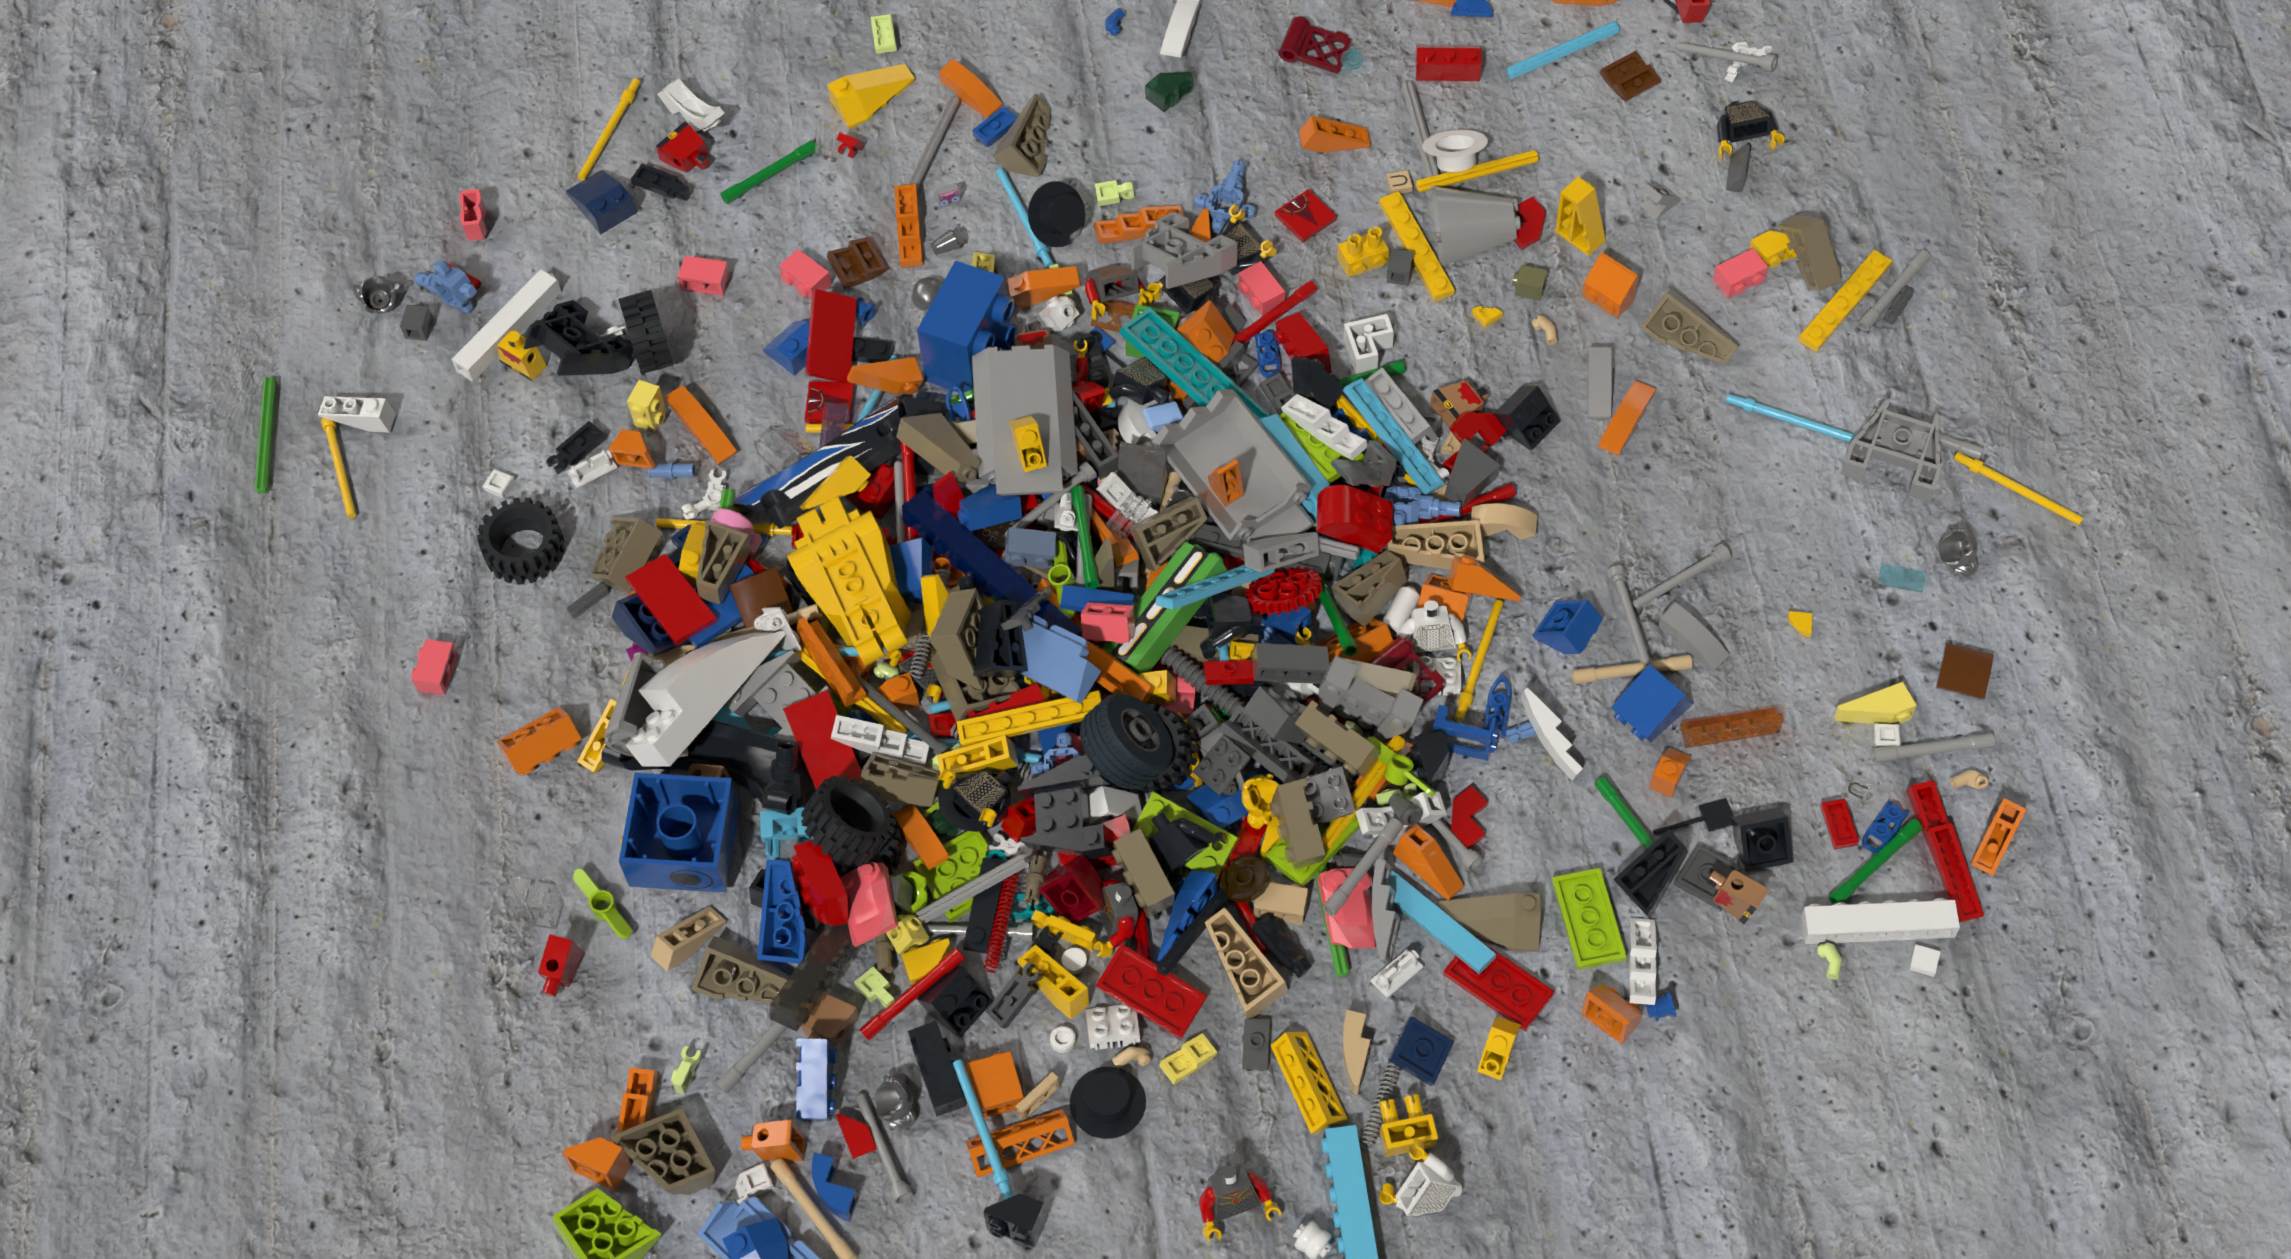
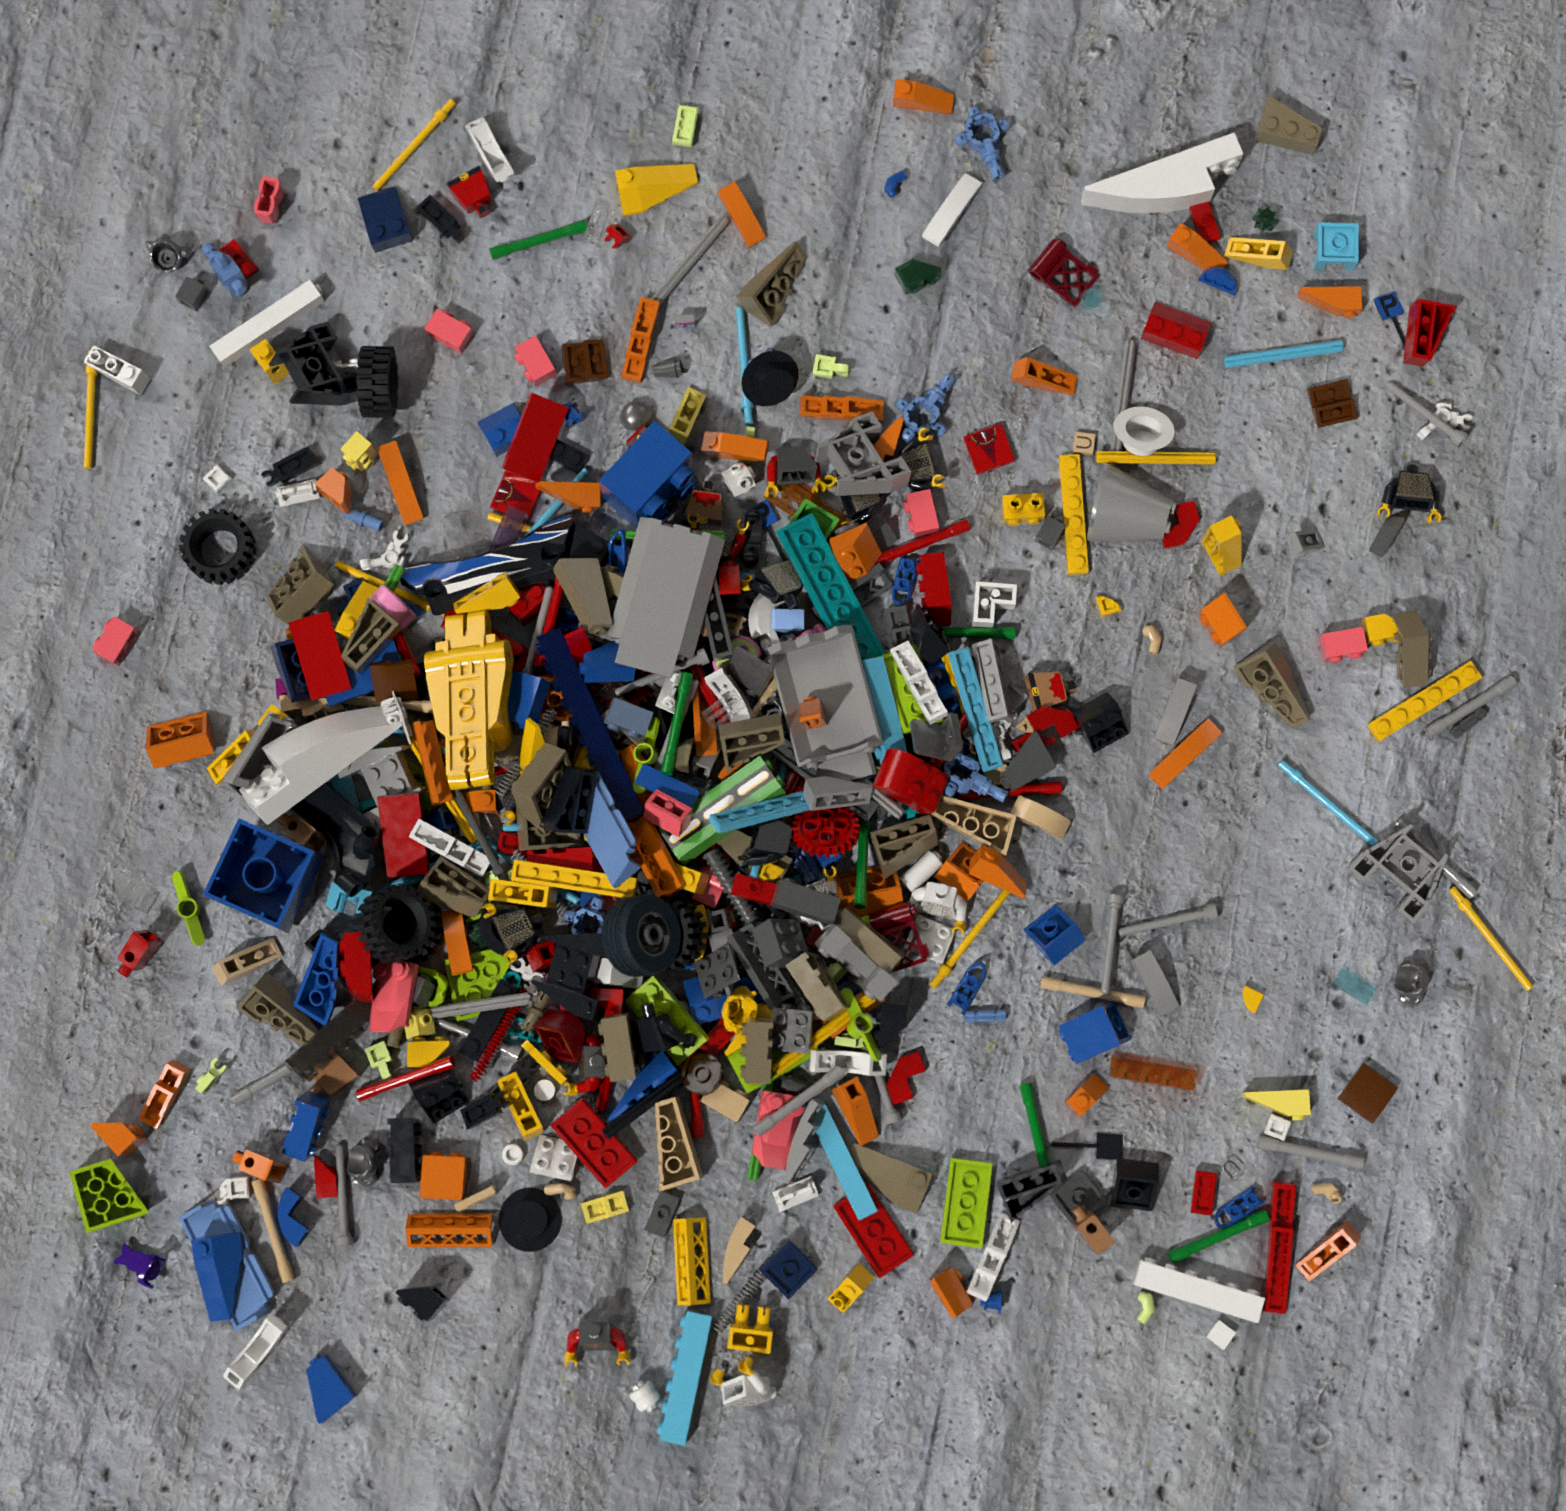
camera: 20 degrees right, 20 degrees up
(265, 435) = (37, 362): bright green axle -> none
(588, 600) = (257, 620): dark grey axle -> none
(669, 1153) = (172, 1149): dark tan wedge -> none
(994, 126) = (750, 261): blue plate -> none
(1000, 1175) = (422, 1261): medium azure bar -> none
(1026, 611) = (592, 793): dark grey piece -> none
(1028, 443) = (655, 627): yellow slope -> none
(1281, 945) = (711, 1138): black hinge -> none
(1406, 810) = (851, 1063): dark grey cone -> none
(1485, 737) = (909, 1001): blue panel -> none
(1529, 282) = (1156, 588): olive brick -> none
(1546, 725) = (998, 1025): white slope -> none

